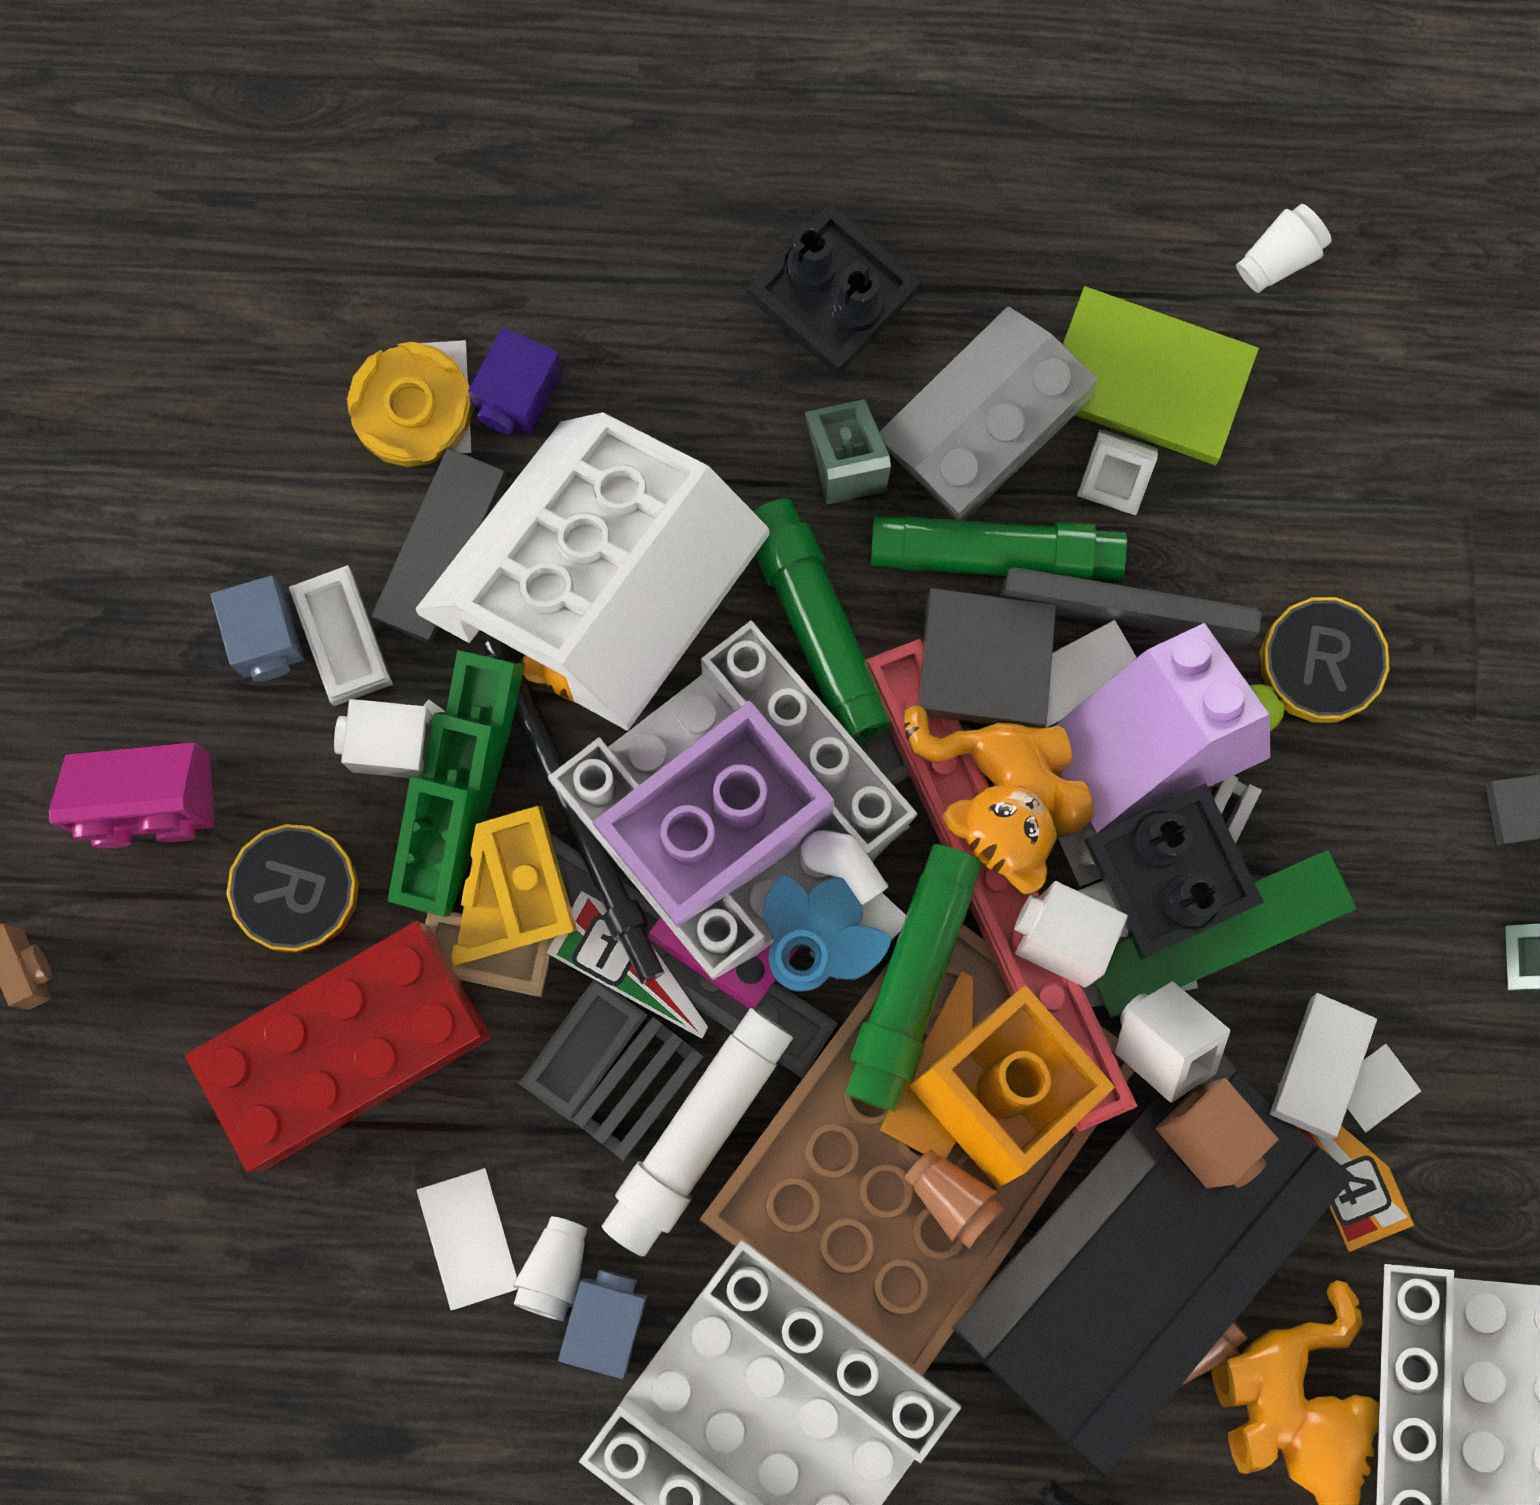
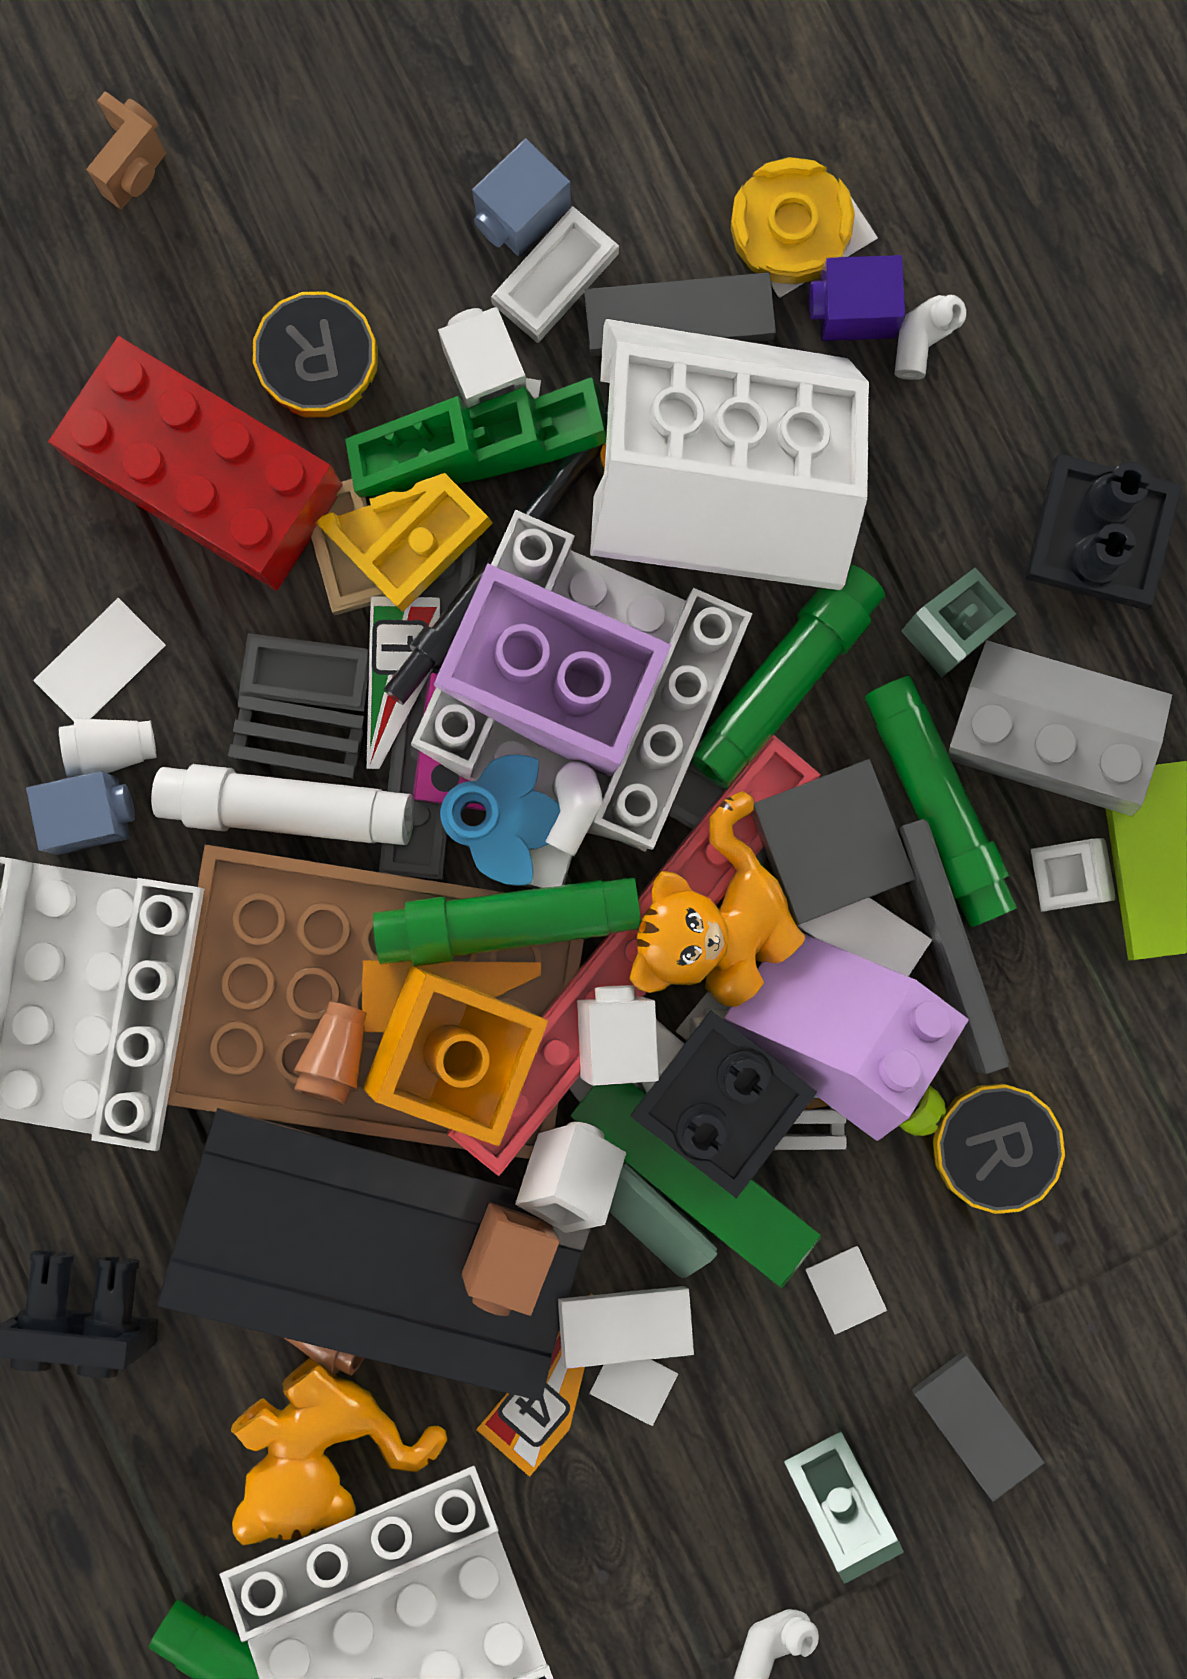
camera: 65 degrees right, 5 degrees up
(134, 793) = (319, 173): dark pink slope -> none
(570, 339) = (923, 328): none -> white arm
(1252, 986) = (660, 1224): none -> sand green slope
(1383, 857) = (846, 1290): none -> white sticker

